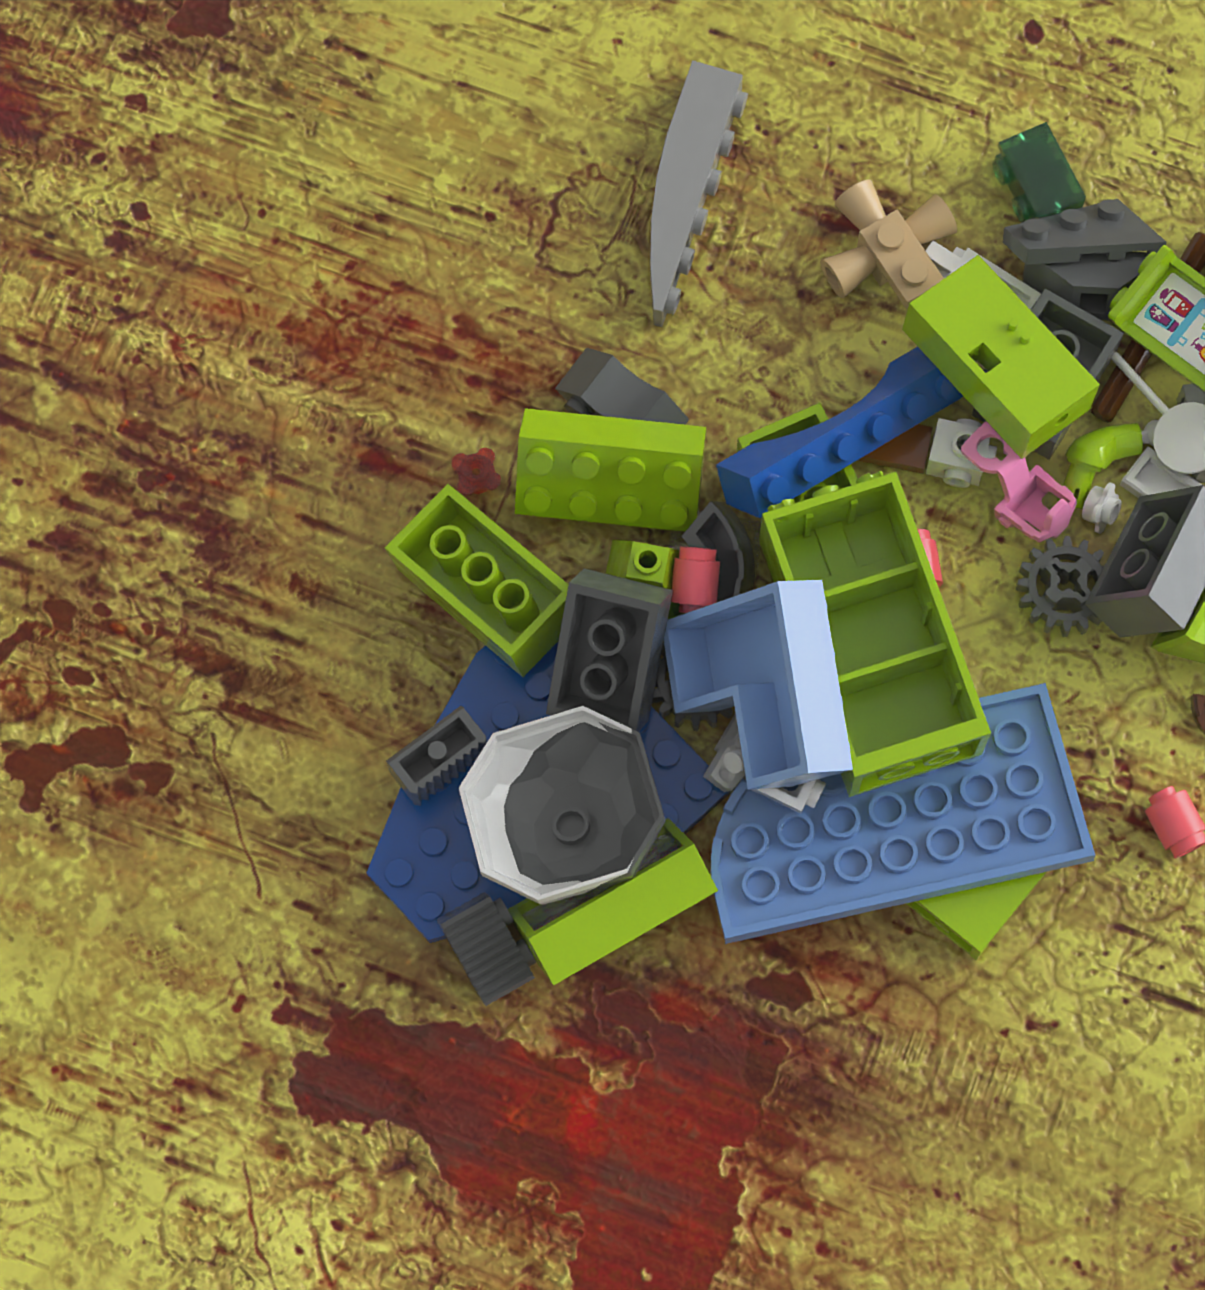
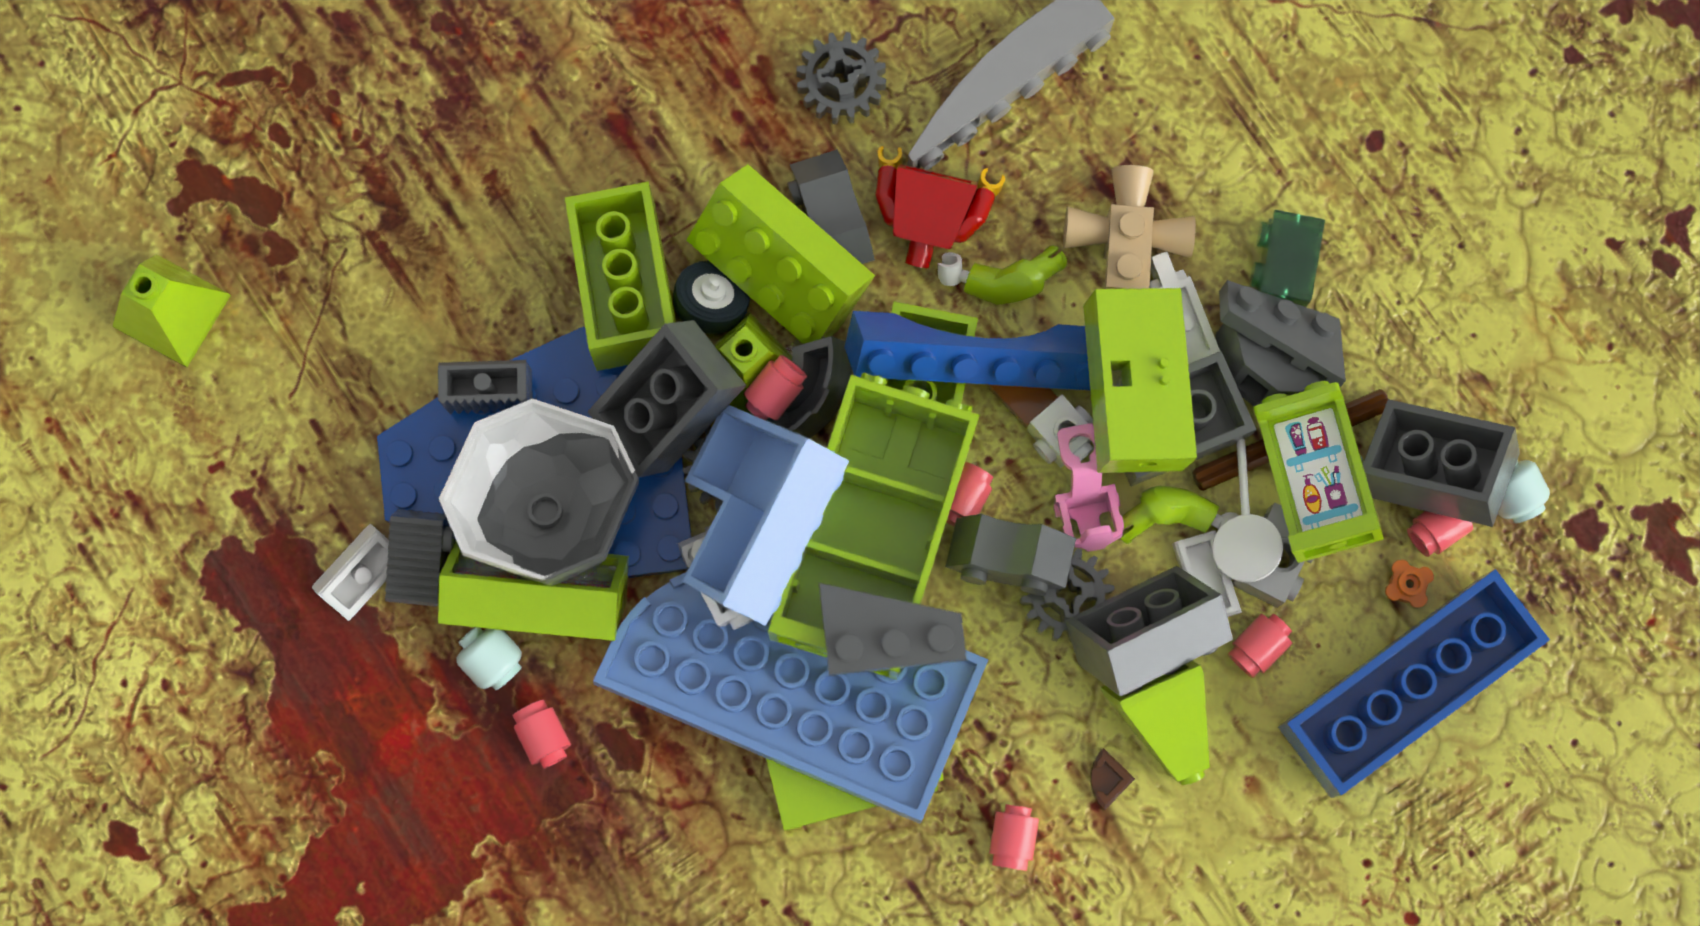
camera: 30 degrees right, 5 degrees up
(95, 895) = (168, 309): none -> lime slope
(436, 1003) = (355, 573): none -> white slope
(476, 484) = (690, 198): clear red plate -> none
(545, 304) = (825, 82): none -> dark grey gear
(572, 546) = (709, 298): none -> black wheel
(611, 991) = (489, 657): none -> light aqua head
(703, 340) = (931, 206): none -> red torso
(706, 1024) = (541, 734): none -> coral brick
(814, 366) = (1005, 285): none -> lime arm
(957, 706) = (886, 633): none -> dark grey wing
(999, 580) = (1010, 553): none -> dark grey brick
(1101, 506) = (1142, 552): white plate -> none

